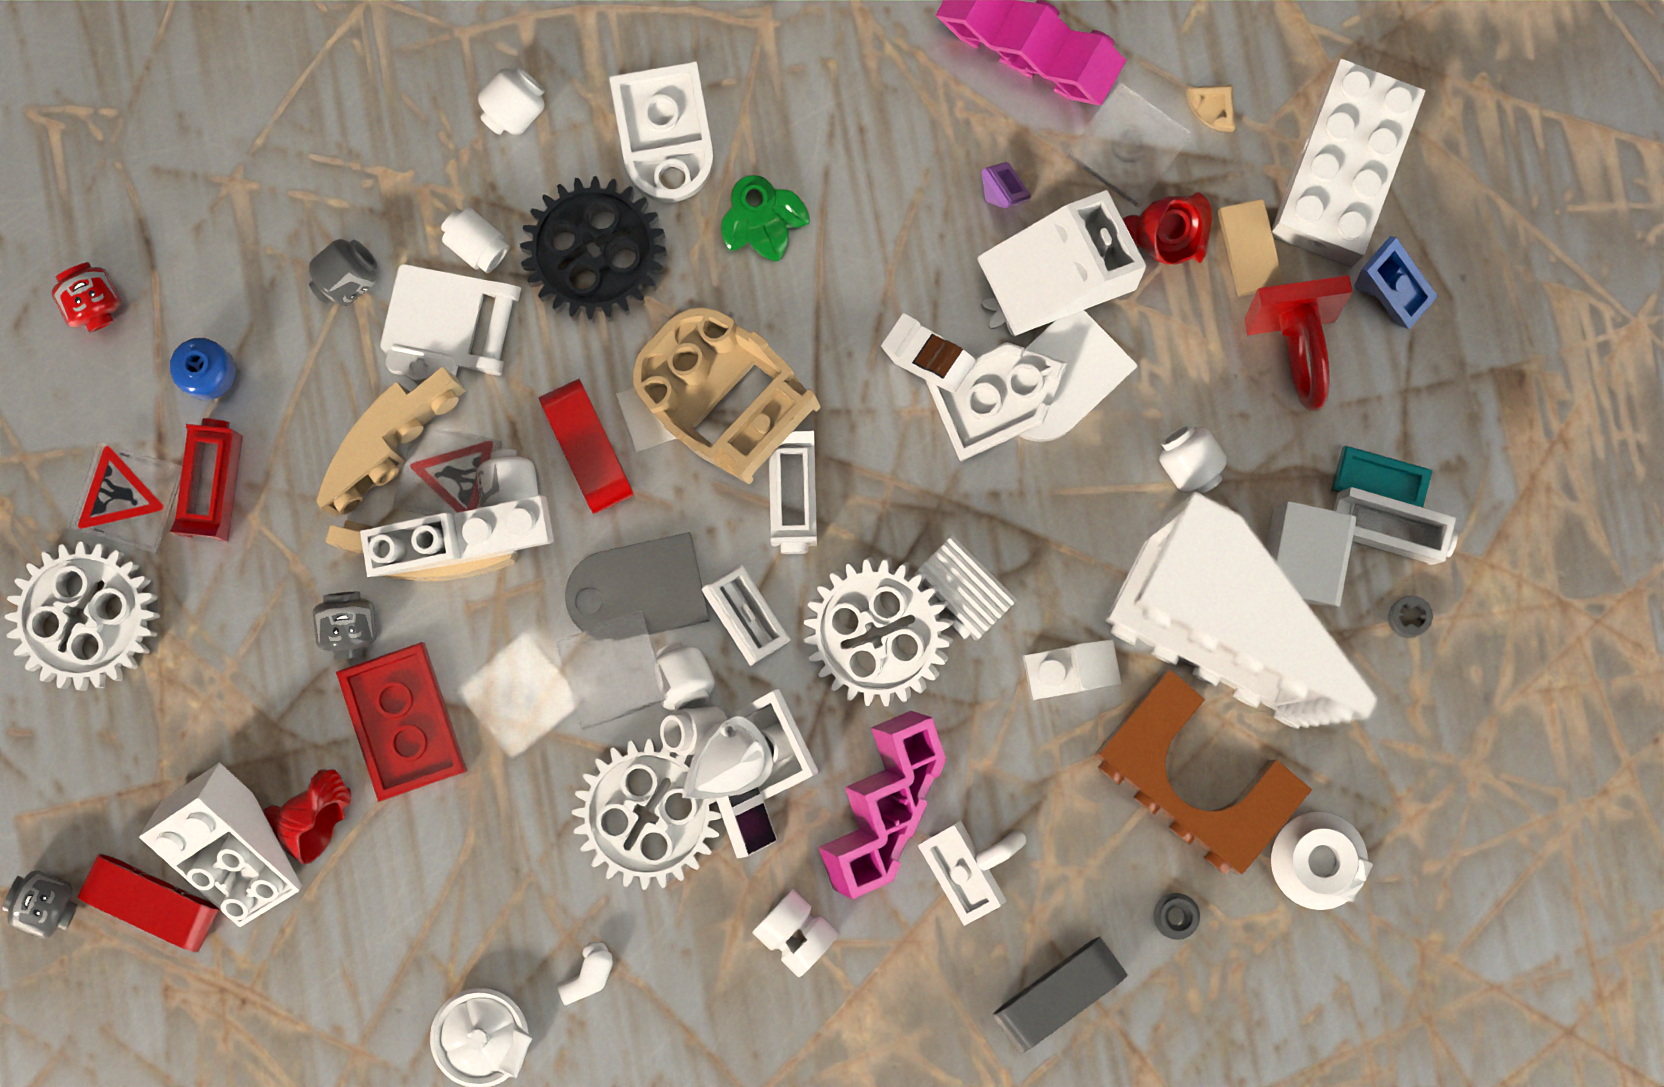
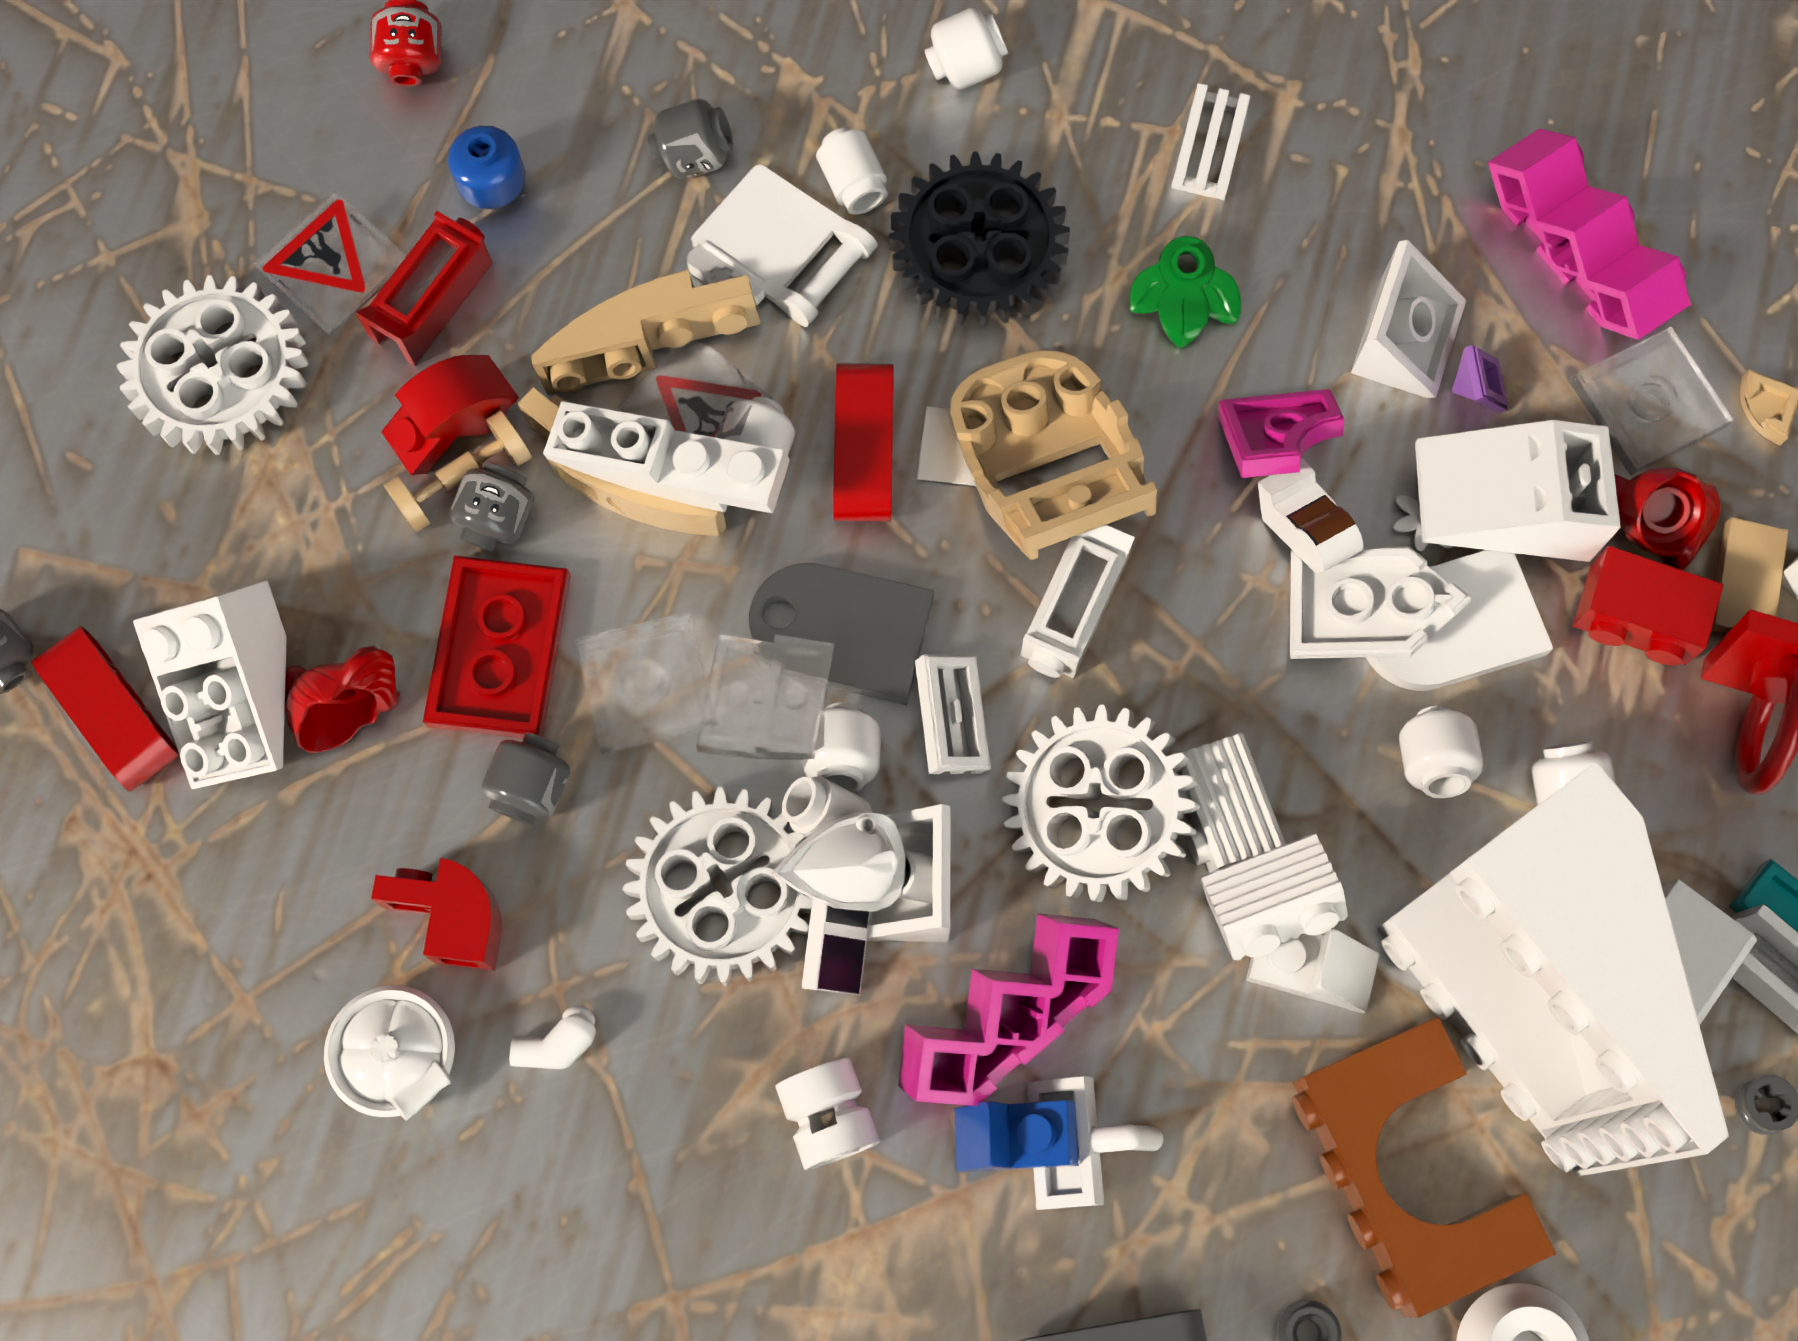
camera: 30 degrees right, 10 degrees down
(273, 566) = (445, 404): none -> red brick
(304, 611) = (451, 474): none -> tan wheel
(473, 808) = (525, 779): none -> dark grey head
(479, 920) = (462, 912): none -> red brick
(663, 128) = (1120, 151): white tile -> none
(718, 52) = (1219, 102): none -> white tile
(875, 296) = (1276, 429): none -> dark pink tile
(928, 885) = (1016, 1136): none -> blue slope
(935, 169) = (1410, 325): none -> white slope
(1026, 641) = (1275, 897): none -> white brick
(1092, 479) = (1441, 751): none -> white head
(1189, 307) = (1647, 607): none -> red brick

